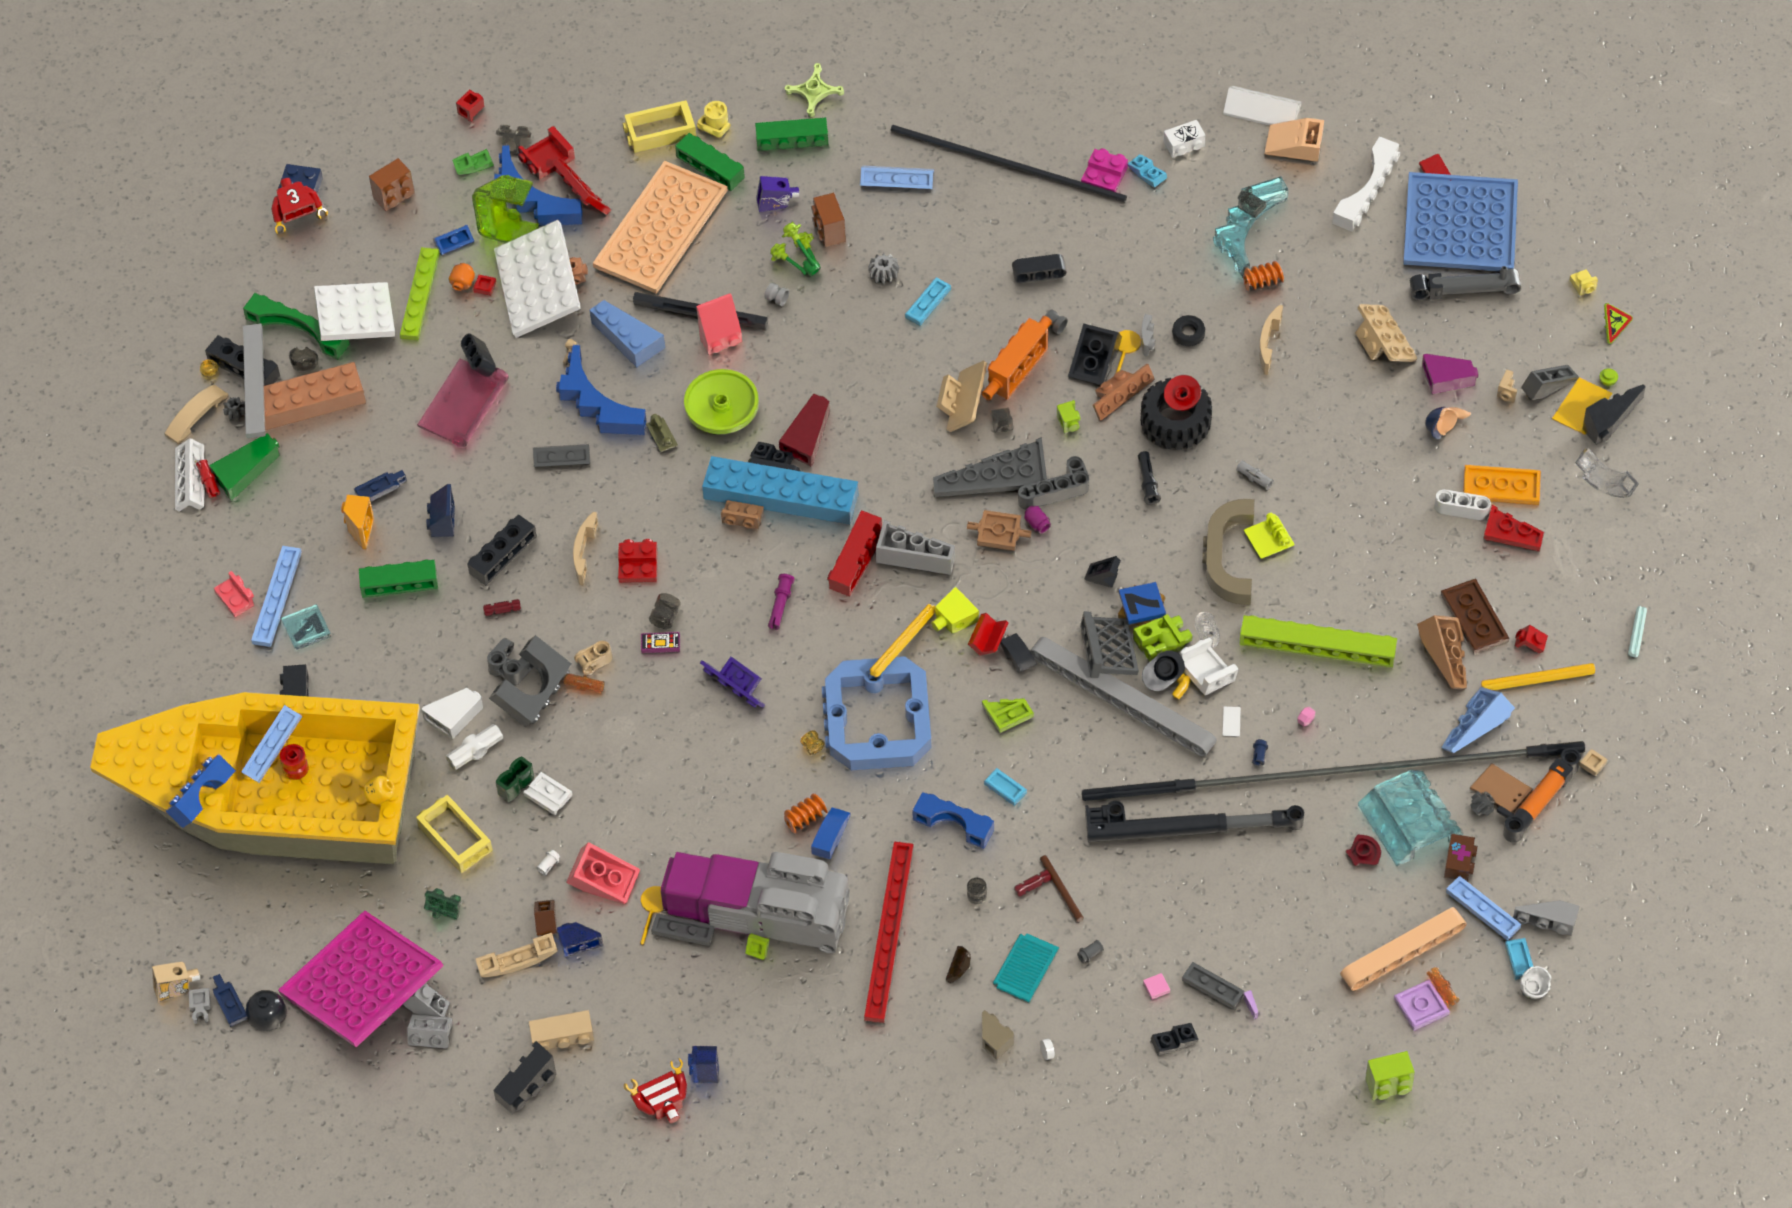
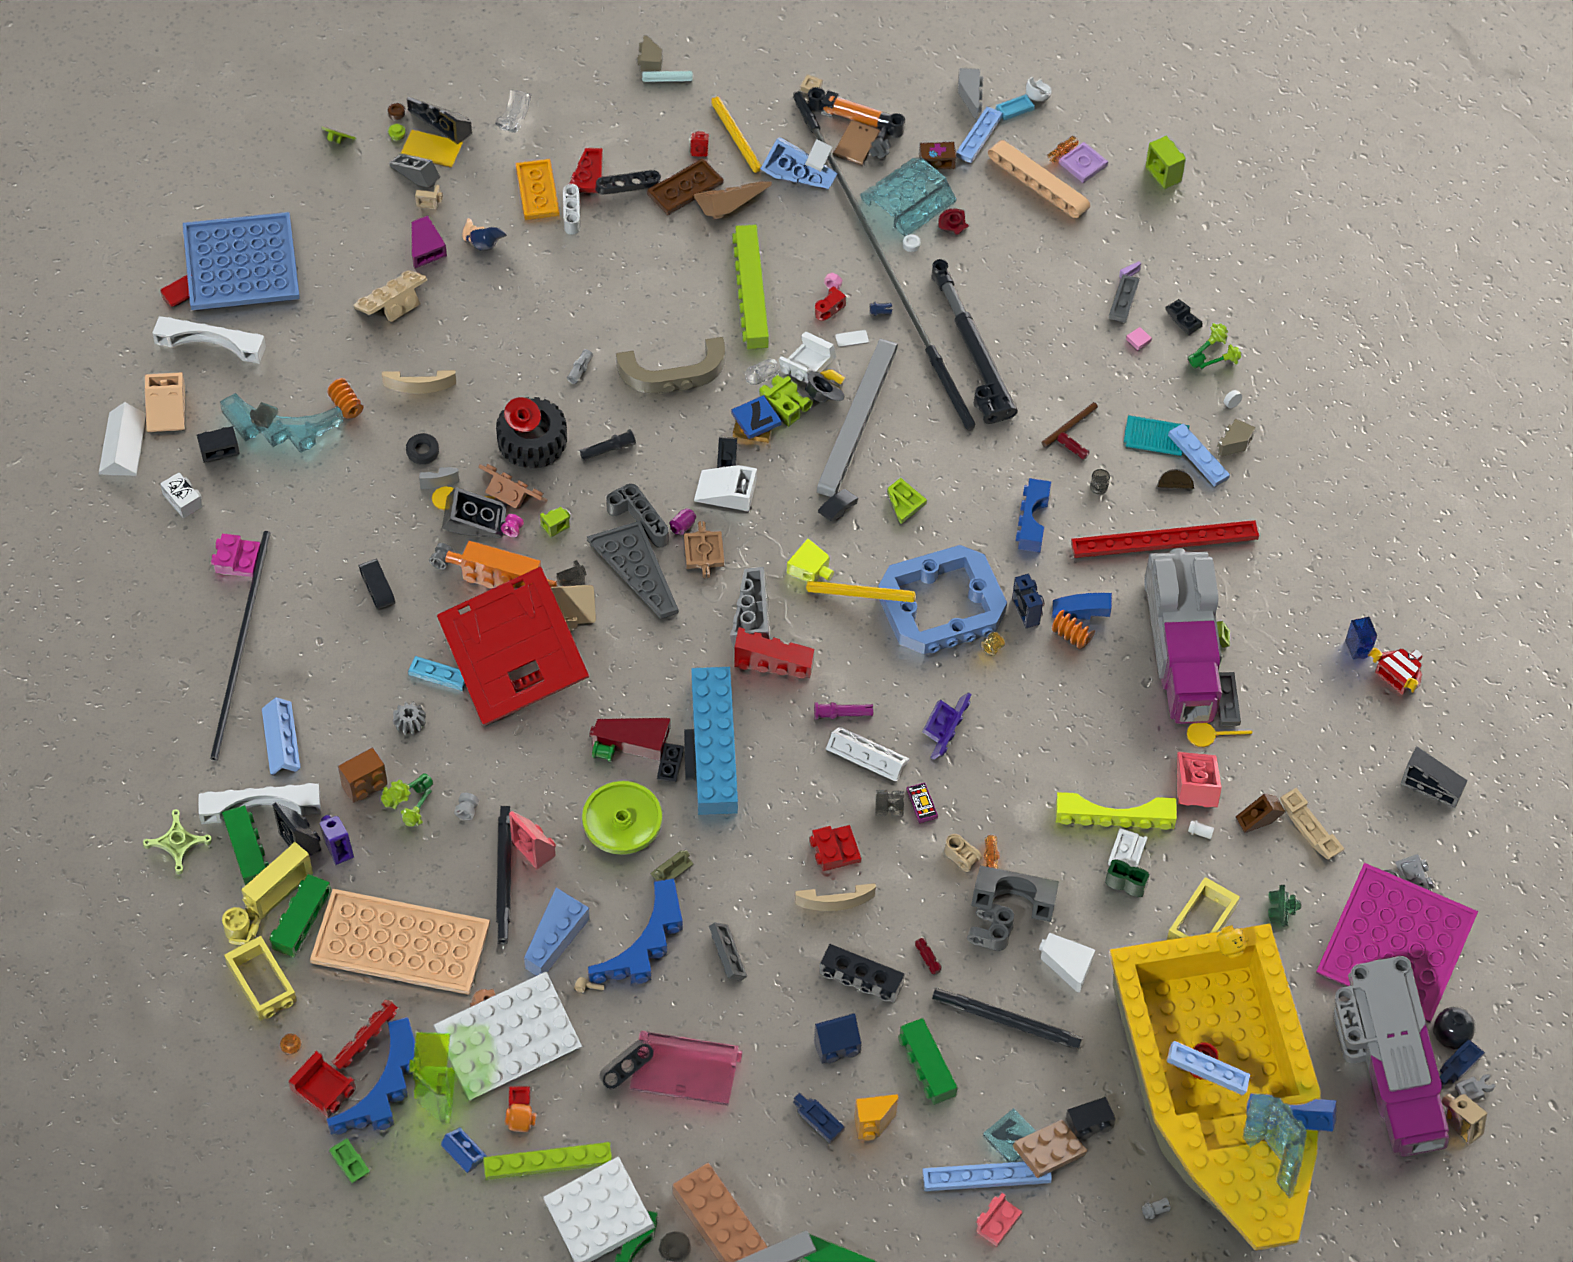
camera: 110 degrees left, 0 degrees up
(163, 750) = (1274, 1121): none -> clear light blue slope
(265, 930) = (1391, 1030): none -> light grey piece
(277, 644) = (1049, 1148): none -> medium nougat plate
(391, 184) = (411, 1226): dark orange brick -> none
(418, 650) = (1007, 1018): none -> black piece
(470, 105) = (265, 1178): red brick -> none
(474, 746) = (1099, 929): white piece -> none
(507, 133) = (302, 1127): clear smoke bracket -> none
(562, 1030) = (1371, 767): tan brick -> none
(578, 938) = (1273, 779): clear blue slope -> none
(593, 135) = (290, 1038): none -> clear orange plate
(606, 761) = (1077, 810): none -> neon yellow arch
(723, 606) = (866, 753): none -> white fence
(742, 514) = (749, 770): medium nougat bracket -> none
(743, 145) = (276, 881): none -> light yellow window
(787, 158) = (295, 829): none -> black slope
(799, 403) = (603, 751): none -> green bush
(825, 177) = (300, 798): none -> white arch
(846, 778) = (1027, 600): none -> dark blue piece
(937, 344) = (508, 632): none -> red door
(985, 995) = (1199, 455): none -> light blue plate
(987, 635) = (827, 528): red panel -> none
(1005, 787) = (981, 487): medium azure tile -> none
(1064, 564) = (727, 487): none -> white slope
(1073, 382) = (512, 525): none -> dark pink wheel
(1085, 954) = (1123, 388): dark grey pin -> none
(1094, 645) = (817, 440): dark grey fence -> none
(1118, 1040) = (1218, 334): none -> plant
(1144, 168) = (227, 520): medium azure slope -> none
(1234, 171) = (218, 444): none -> black brick
(1269, 536) = (646, 343): neon yellow hinge -> none
(1276, 708) = (830, 305): none -> red leg
(1345, 806) = (911, 243): none -> white tile
(1436, 285) = (316, 245): dark grey piece -> none
(1474, 731) = (818, 155): none -> white slope
(1487, 560) = (604, 187): none -> black beam
(1584, 282) = (291, 163): light yellow bracket -> none
(1639, 379) = (396, 111): none -> reddish brown tile
(1668, 619) = (650, 55): none -> dark tan slope

